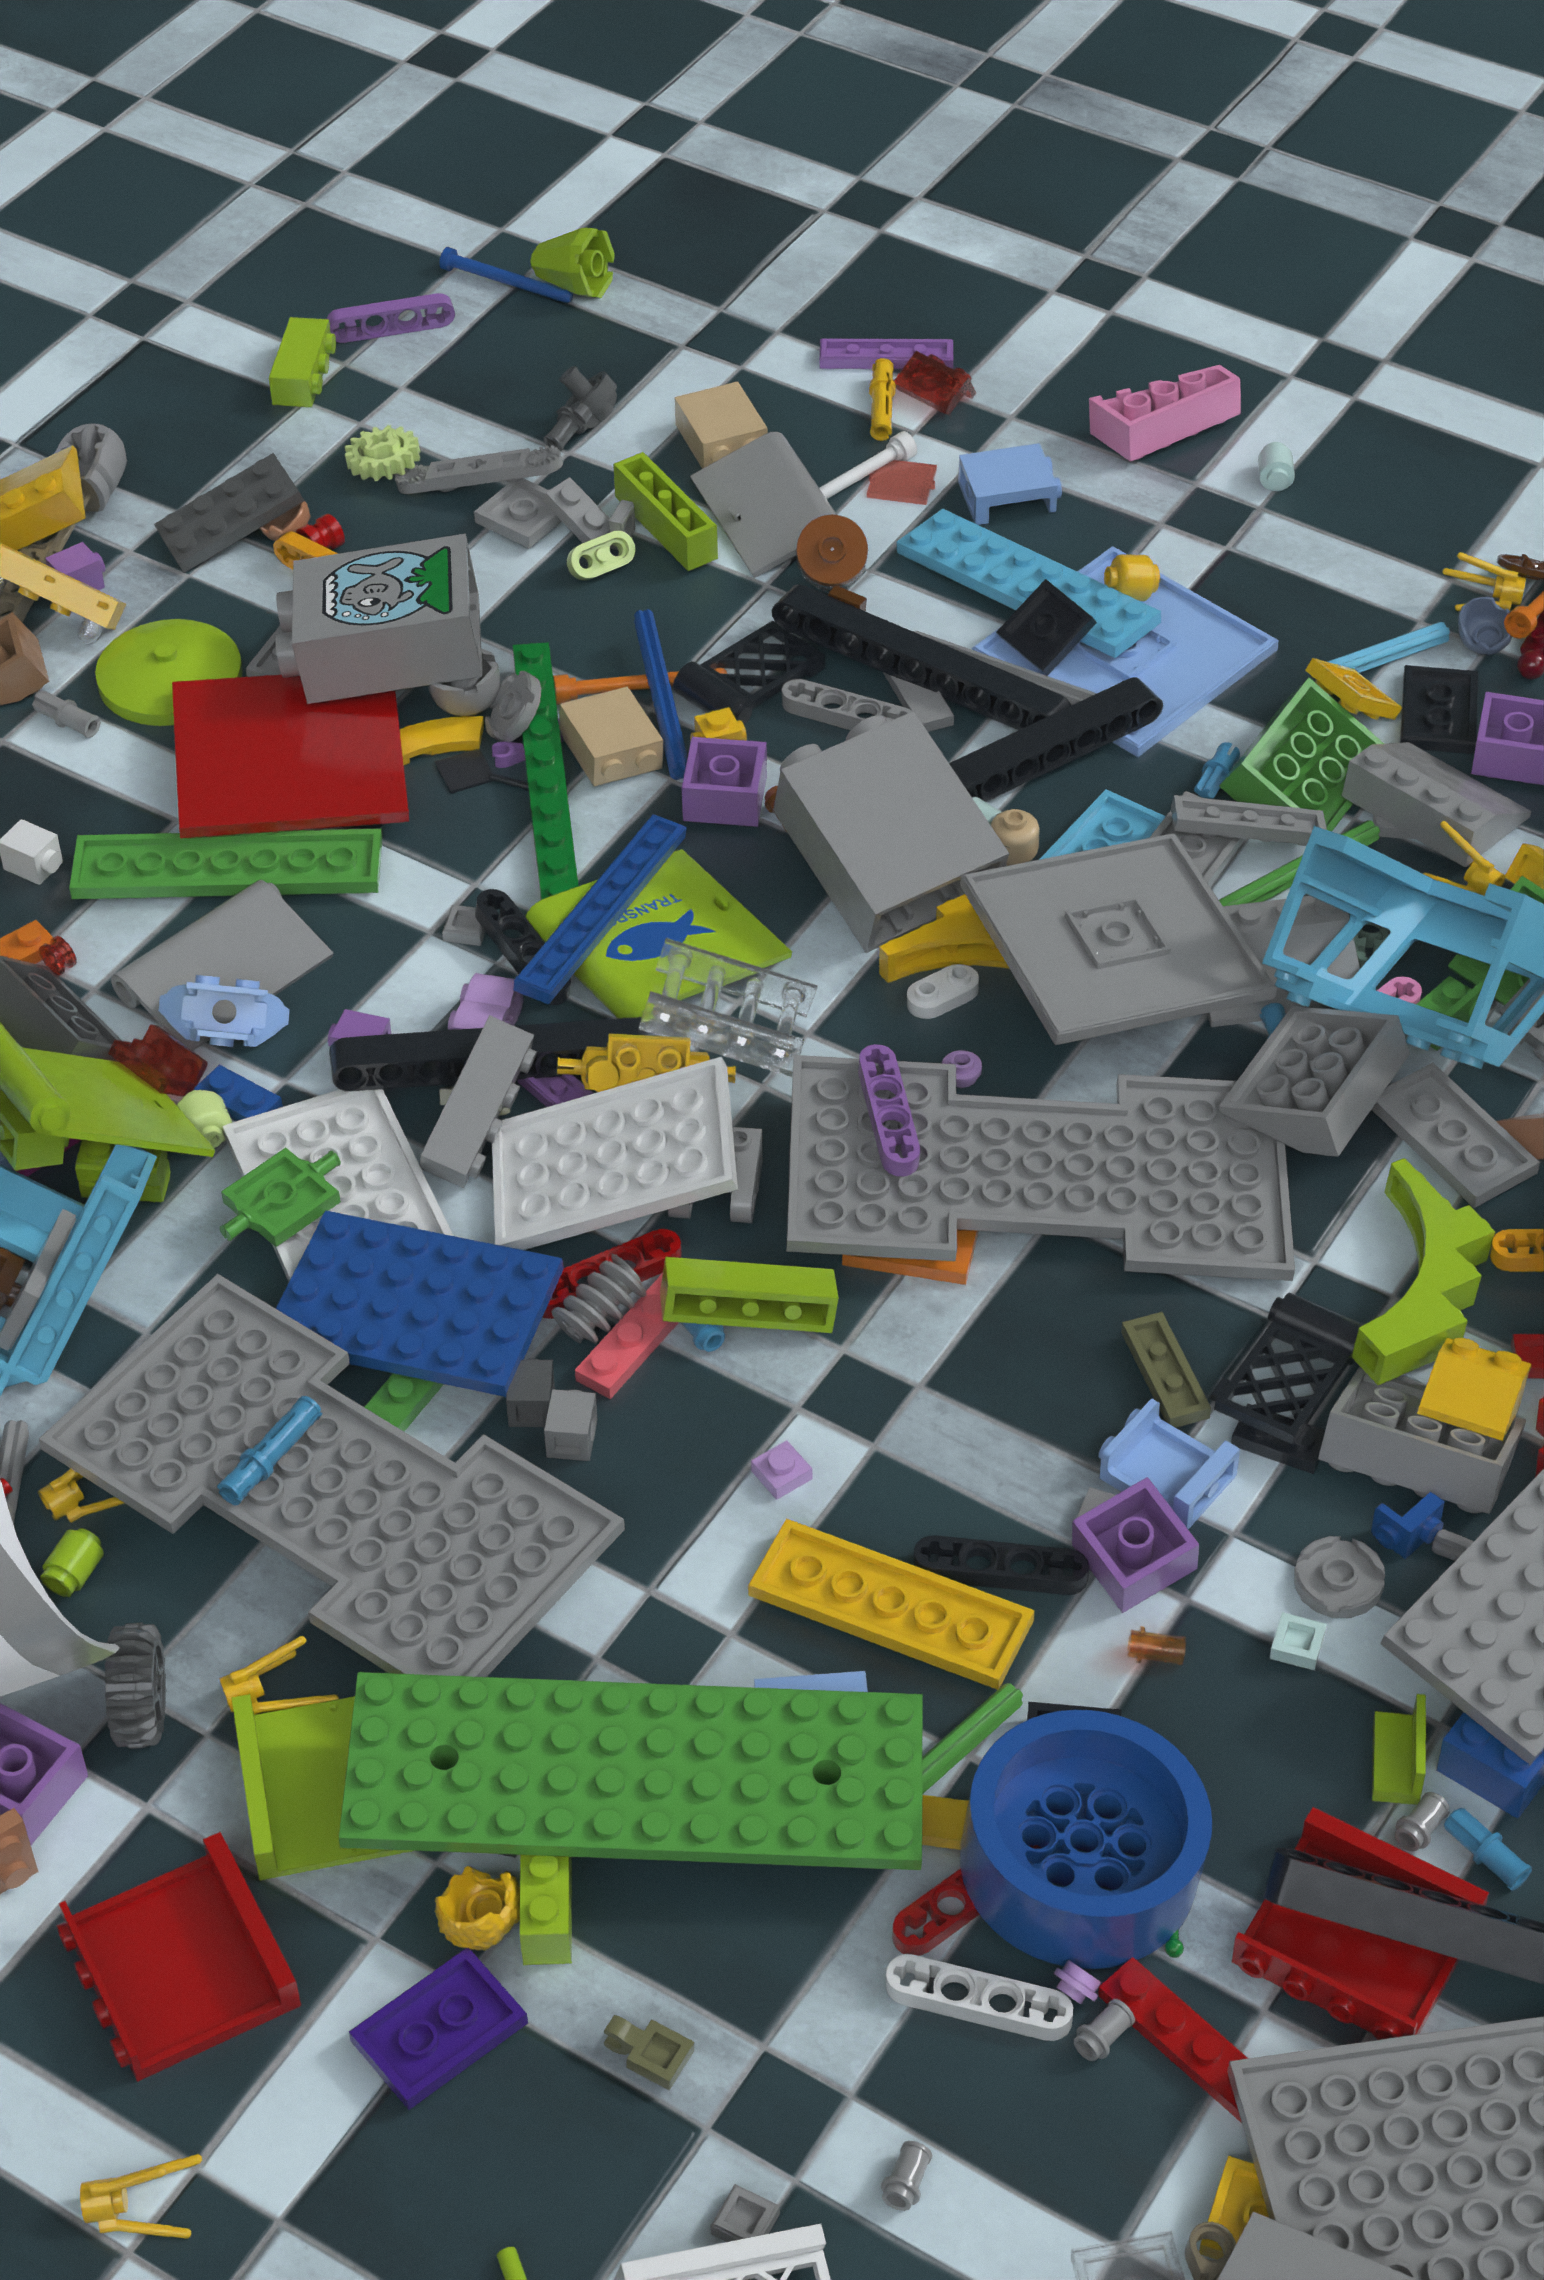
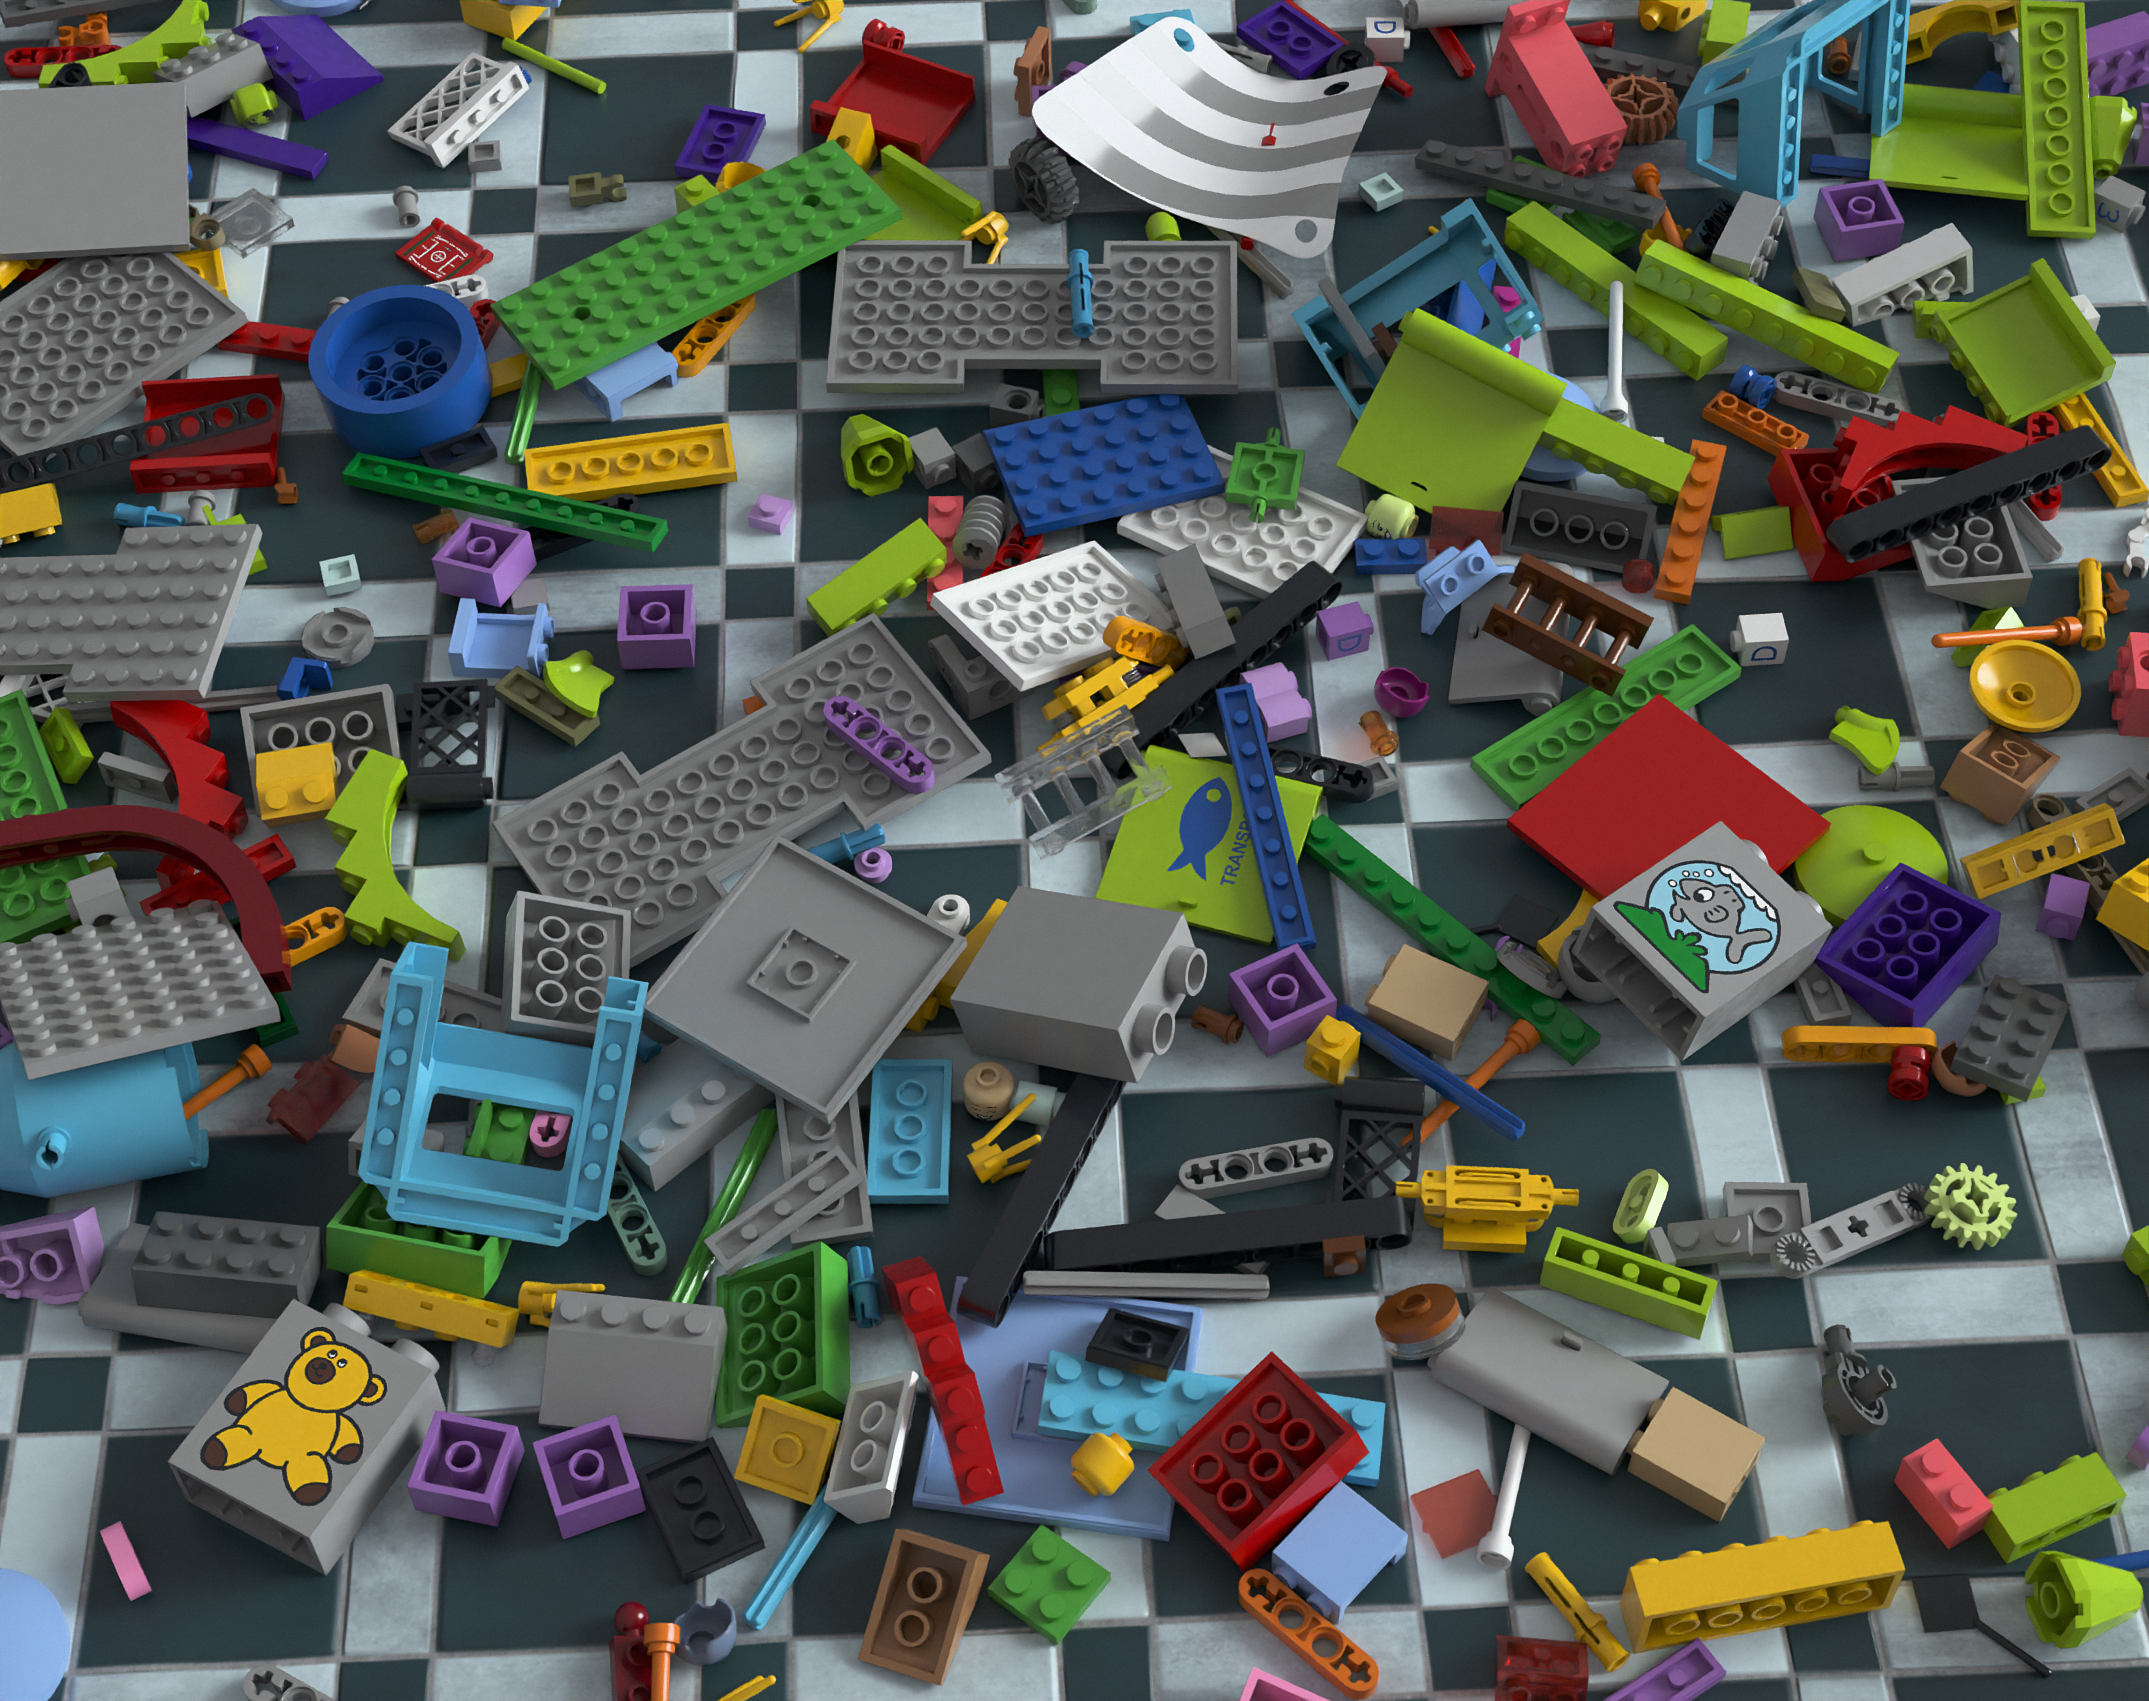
camera: 145 degrees right, 5 degrees up
(51, 741) = (1868, 737): none -> lime arm
(91, 2082) = (880, 34): none -> red wheel
(163, 927) = (1579, 600): none -> reddish brown fence
(219, 582) = (1909, 947): none -> dark purple slope
(306, 1886) = (855, 136): none -> yellow torso
(374, 960) = (1400, 692): none -> magenta hair
(428, 941) = (1382, 739): none -> clear orange pin
(438, 1427) = (1014, 406): none -> dark grey brick
(533, 311) = (2052, 1506): none -> lime brick
(589, 998) = (1202, 745): none -> white sticker
(592, 339) = (1943, 1493): none -> coral brick
(595, 1037) = (1144, 642): none -> light orange beam
(630, 1452) = (874, 455): none -> lime cone
(643, 315) = (1949, 1605): none -> black piece
(710, 595) = (1485, 1205): none -> yellow piece
(763, 339) = (1761, 1585): none -> yellow brick
(905, 2072) = (443, 253): none -> red piece
(977, 1082) = (850, 844): none -> dark azure axle
(1001, 1373) = (657, 626): none -> medium lavender brick
(1024, 515) = (1259, 1461): none -> red slope
(1052, 796) = (989, 1161): none -> yellow plant
(1064, 1605) = (506, 502): none -> green plate
(1066, 466) = (1303, 1637): none -> orange beam
(1120, 1369) = (577, 682): none -> lime arm
(1202, 670) = (946, 1376): none -> red arch
(1216, 563) = (1049, 1584): none -> bright green plate
(1282, 643) = (871, 1447): none -> white slope
(1304, 1796) = (286, 491): none -> dark orange hand
(1310, 581) = (922, 1605): none -> medium nougat slope

